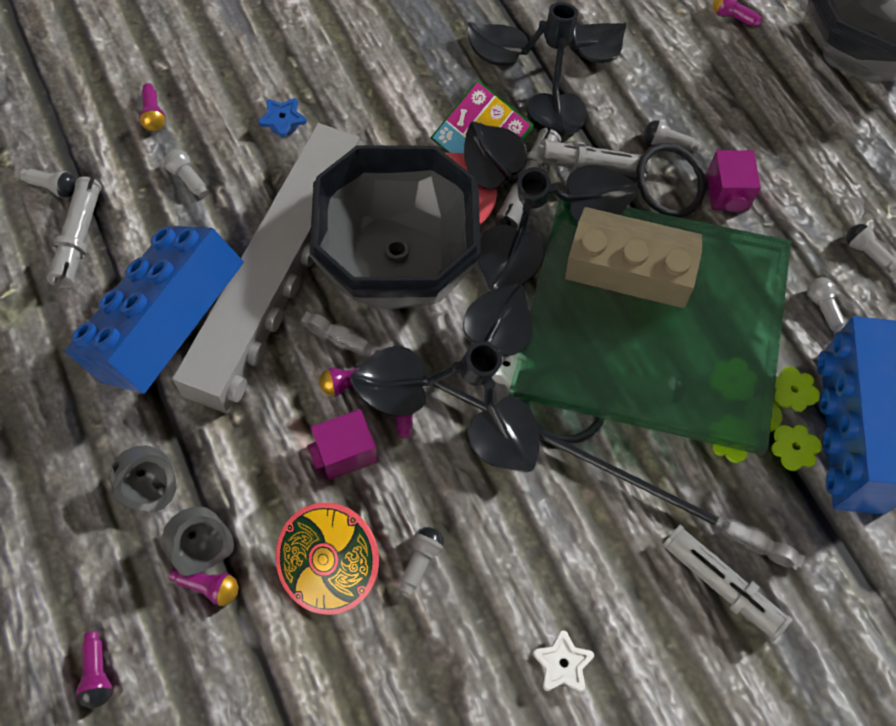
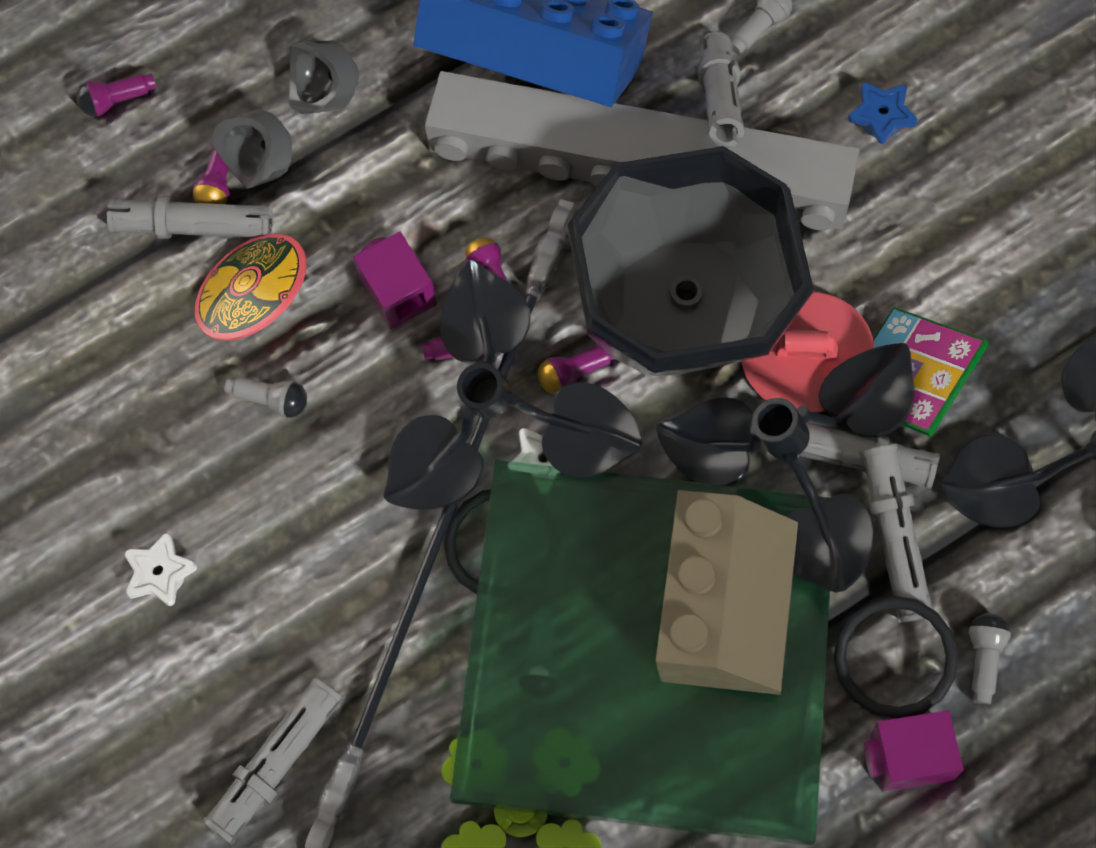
camera: 90 degrees right, 5 degrees up
(232, 196) = (719, 77): none -> light grey pin
(239, 627) = (183, 218): none -> light grey pin
(441, 344) = (560, 371): none -> magenta piece

